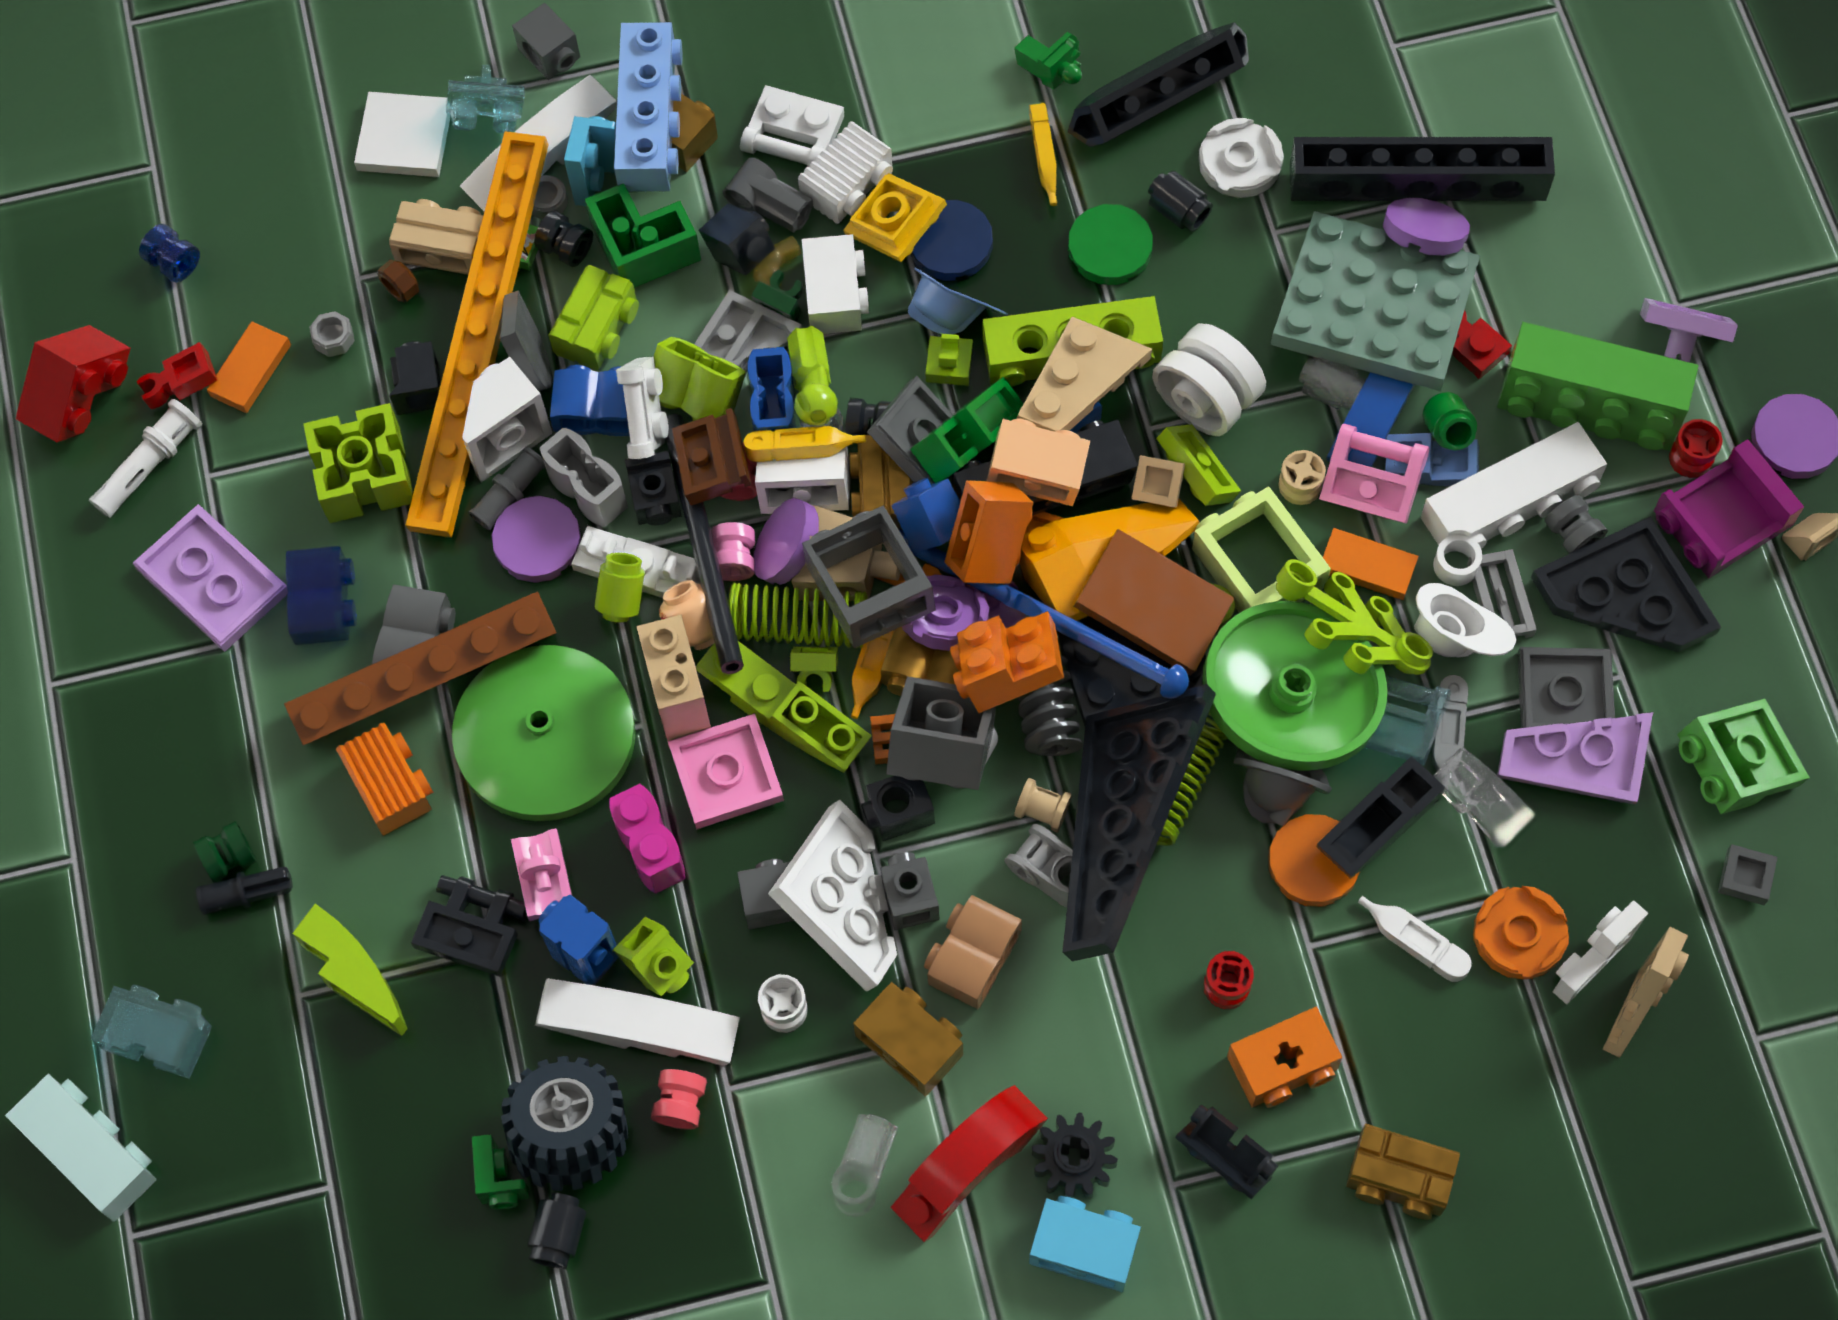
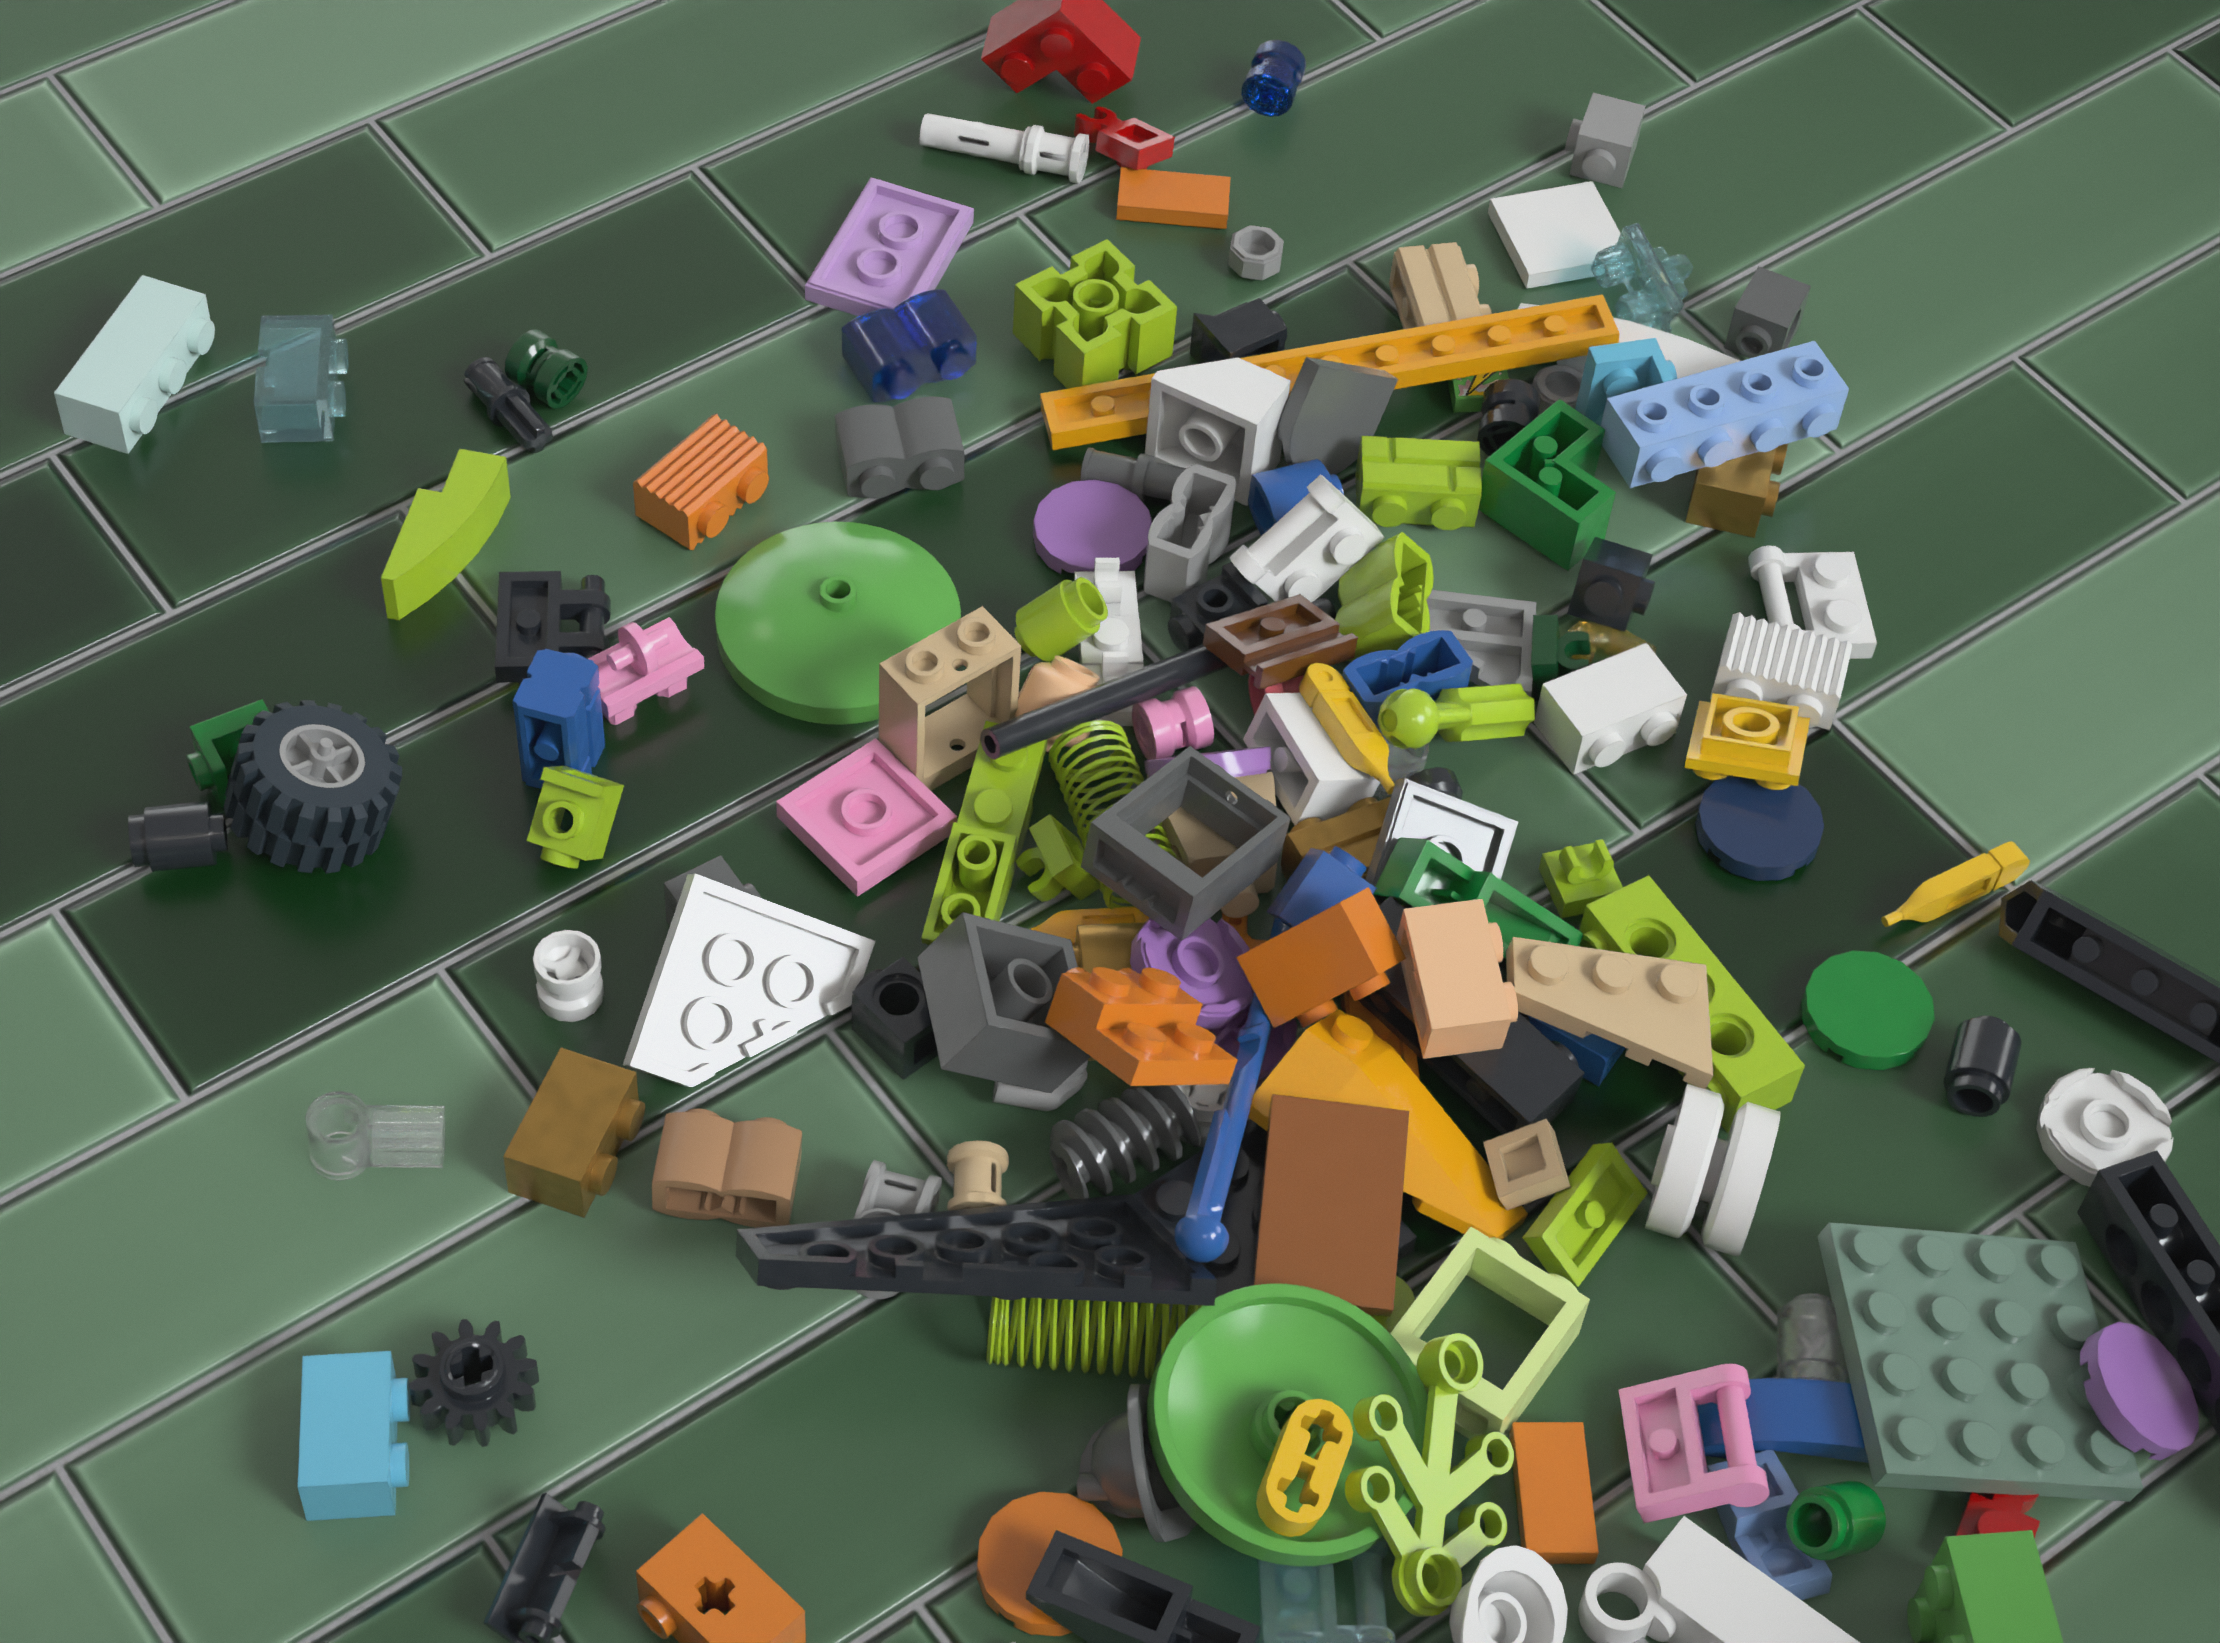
camera: 60 degrees right, 15 degrees down
(337, 65) = (1605, 140): none -> light grey brick
(398, 280) = (1359, 286): reddish brown tile -> none
(419, 668) = (885, 478): dark orange arch -> none
(637, 1021) = (484, 832): white slope -> none
(647, 838) = (732, 759): dark pink brick -> none
(678, 1099) = (400, 906): coral wheel -> none
(759, 190) = (1697, 598): dark grey piece -> none
(913, 905) = (784, 1068): dark grey brick -> none
(943, 308) = (1651, 836): medium blue piece -> none
(965, 1158) = (430, 1239): red arch -> none
(1051, 64) = (2105, 855): green piece -> none
(1222, 987) = (812, 1513): red wheel -> none
(1301, 466) = (1649, 1340): tan wheel -> none
(1336, 687) = (1318, 1472): none -> yellow beam

